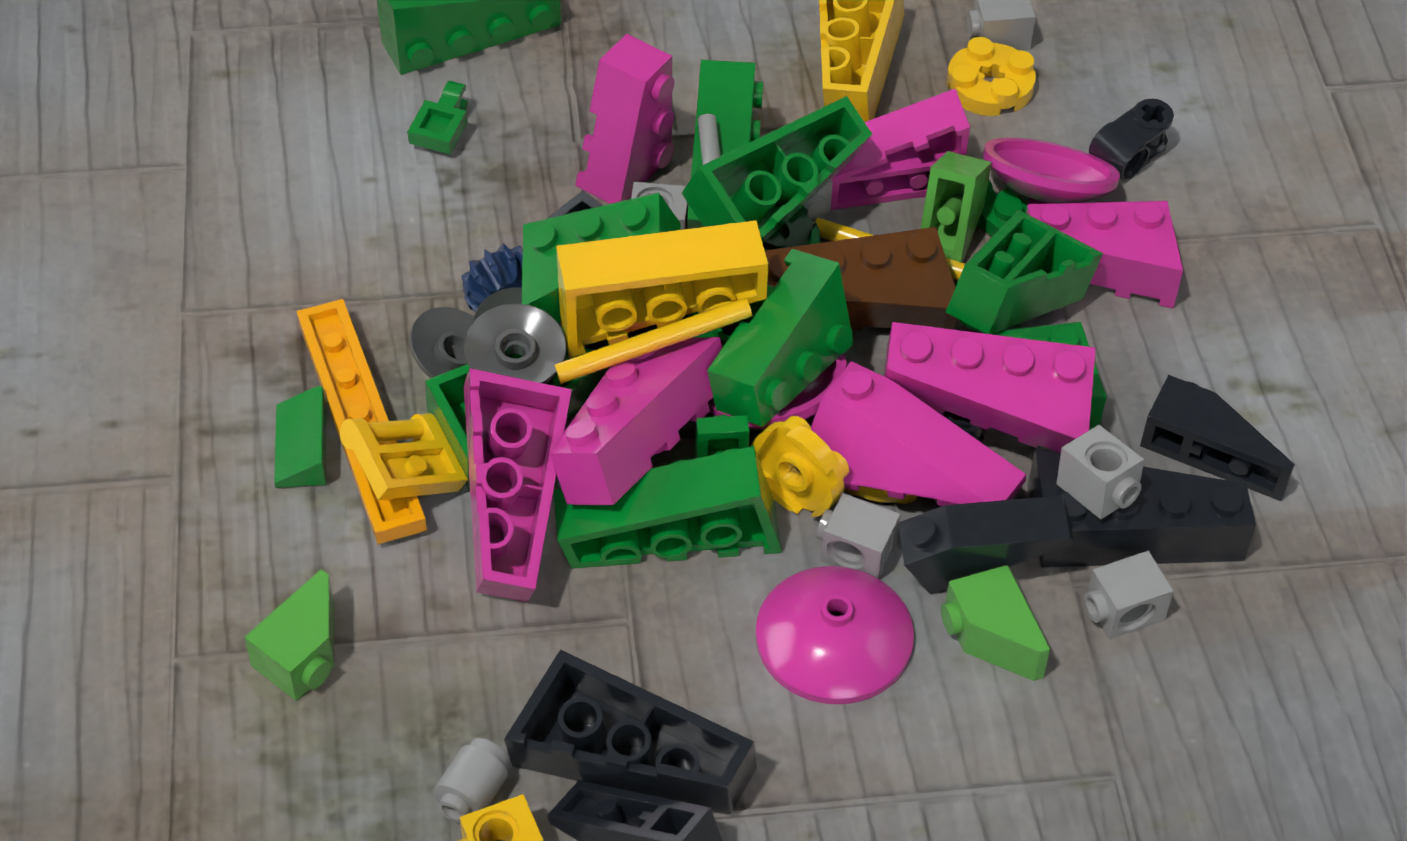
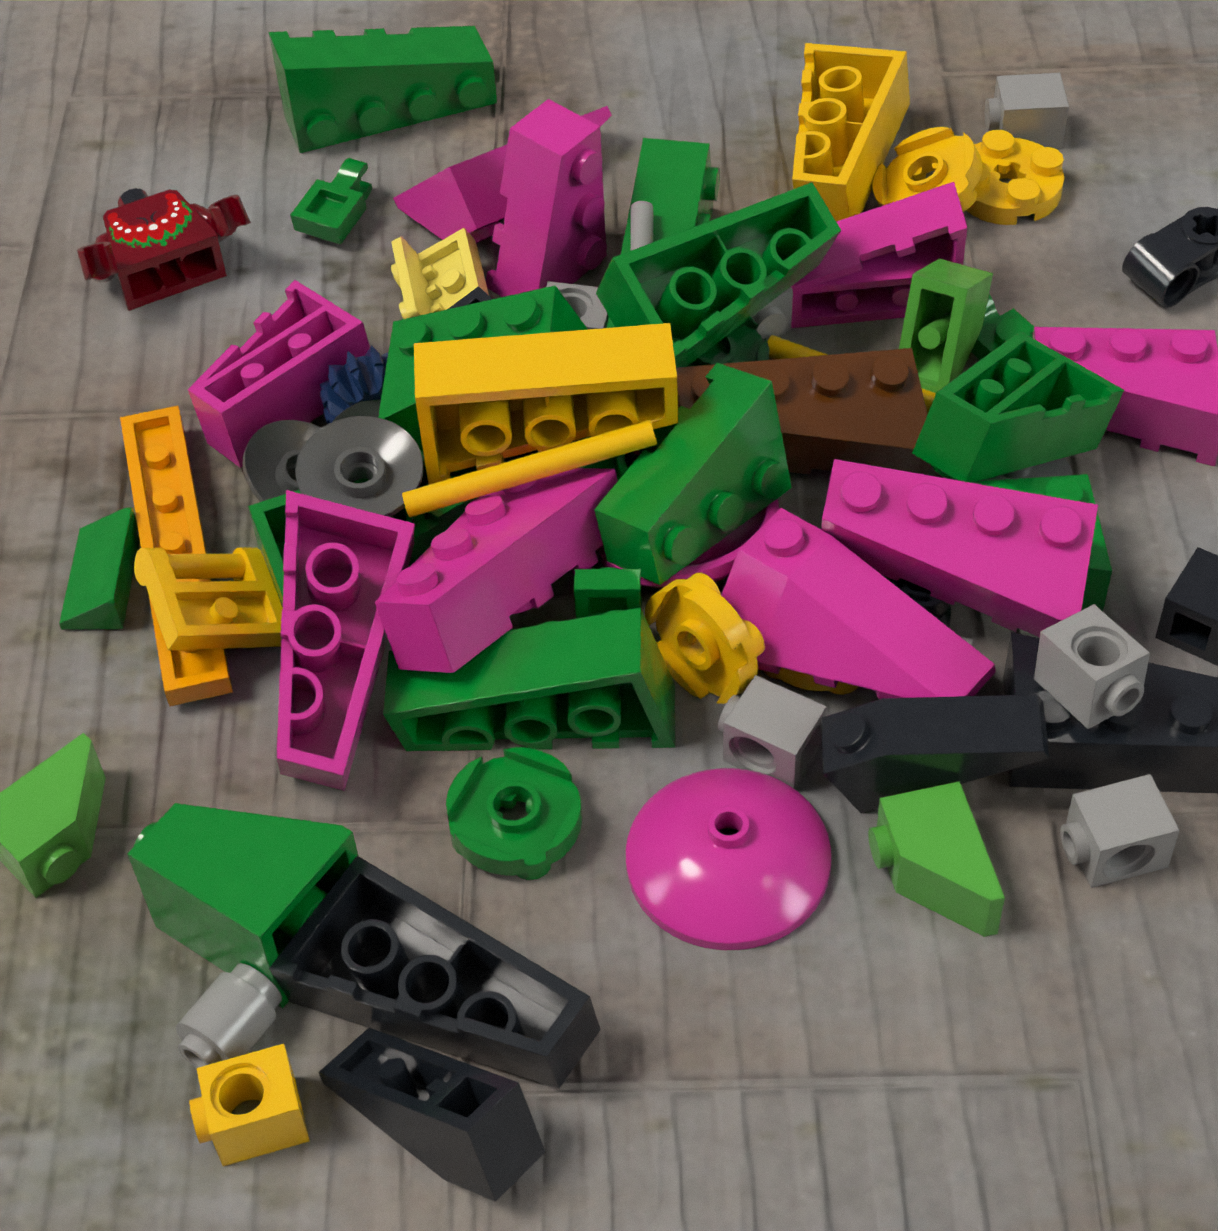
camera: 10 degrees right, 0 degrees up
(304, 160) = (161, 244): none -> dark red torso
(423, 267) = (275, 370): none -> dark pink wedge
(468, 676) = (237, 880): none -> green slope
(539, 181) = (438, 274): none -> light yellow bracket
(558, 109) = (466, 193): none -> dark pink wedge
(666, 636) = (522, 845): none -> green plate
(927, 57) = (930, 150): none -> yellow plate
(1050, 170) = (1068, 289): dark pink dish -> none

